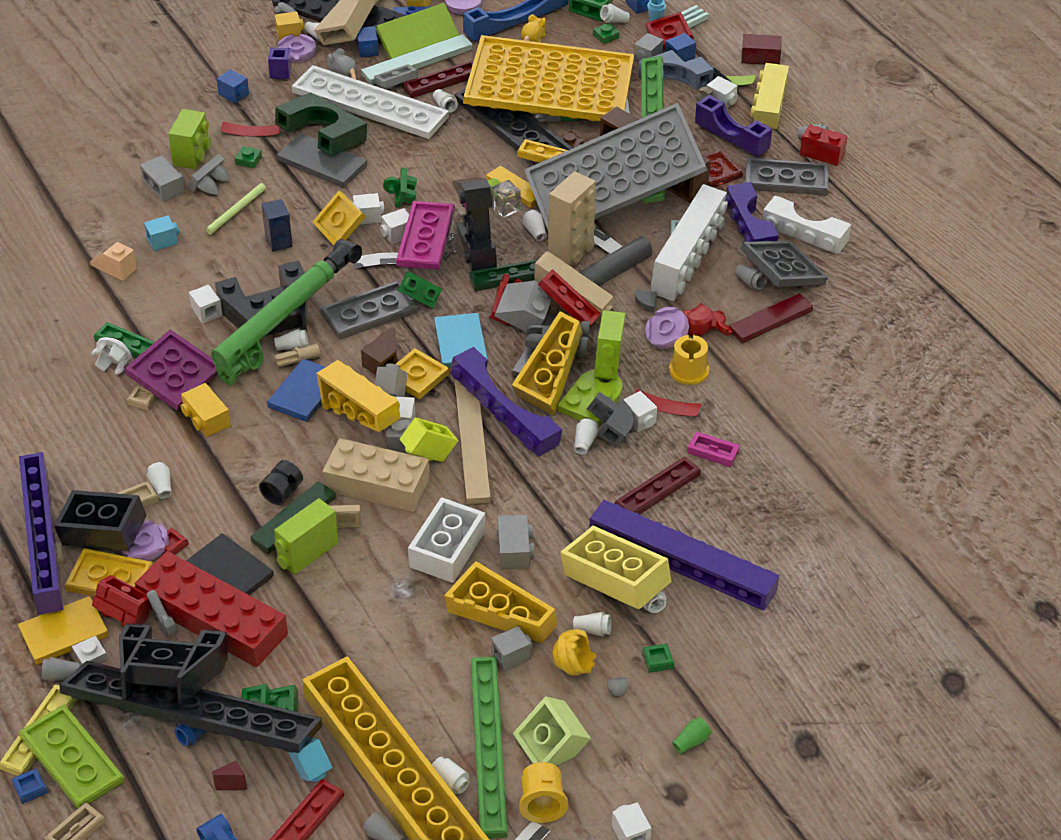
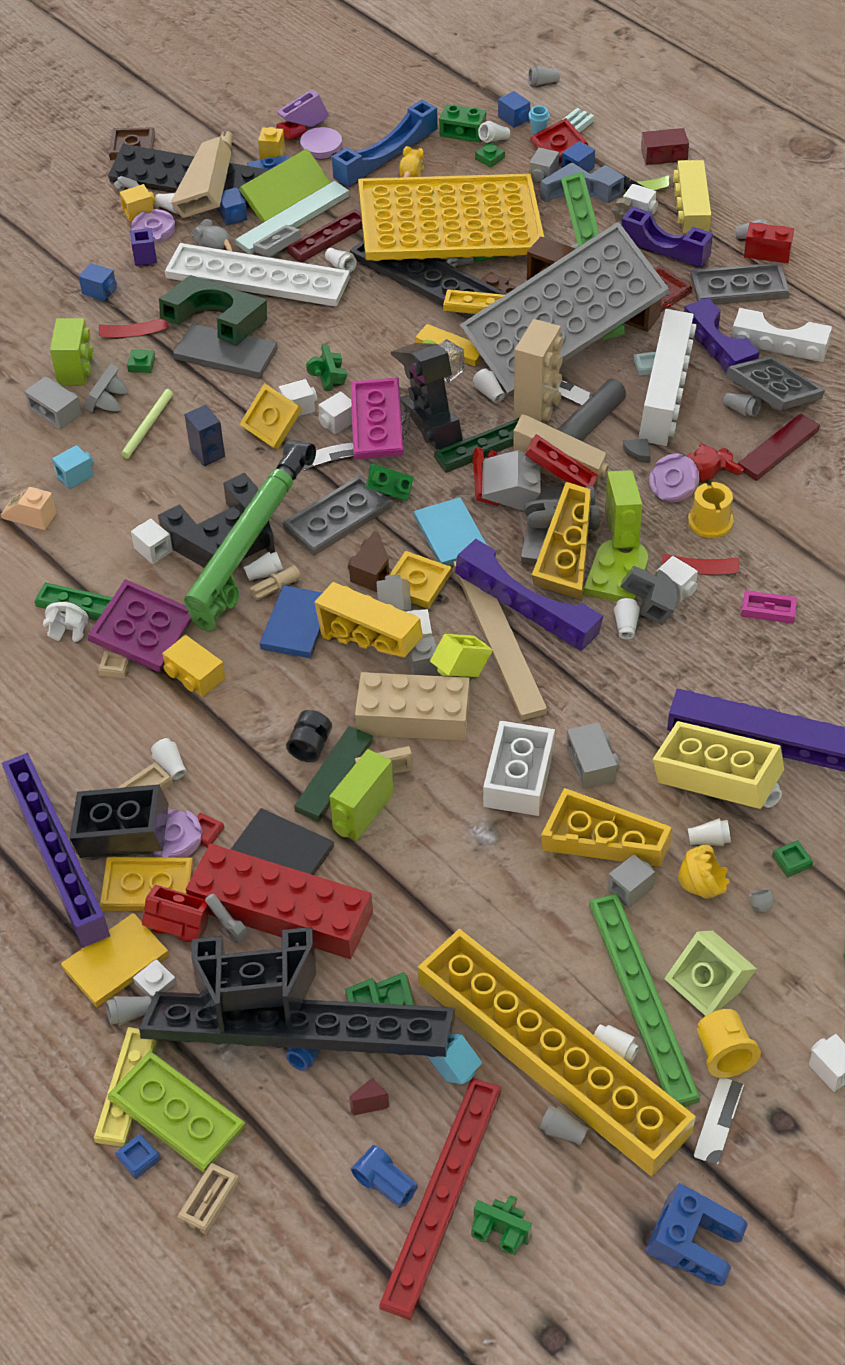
camera: 10 degrees left, 5 degrees up
(659, 486) = (726, 660): dark red tile -> none

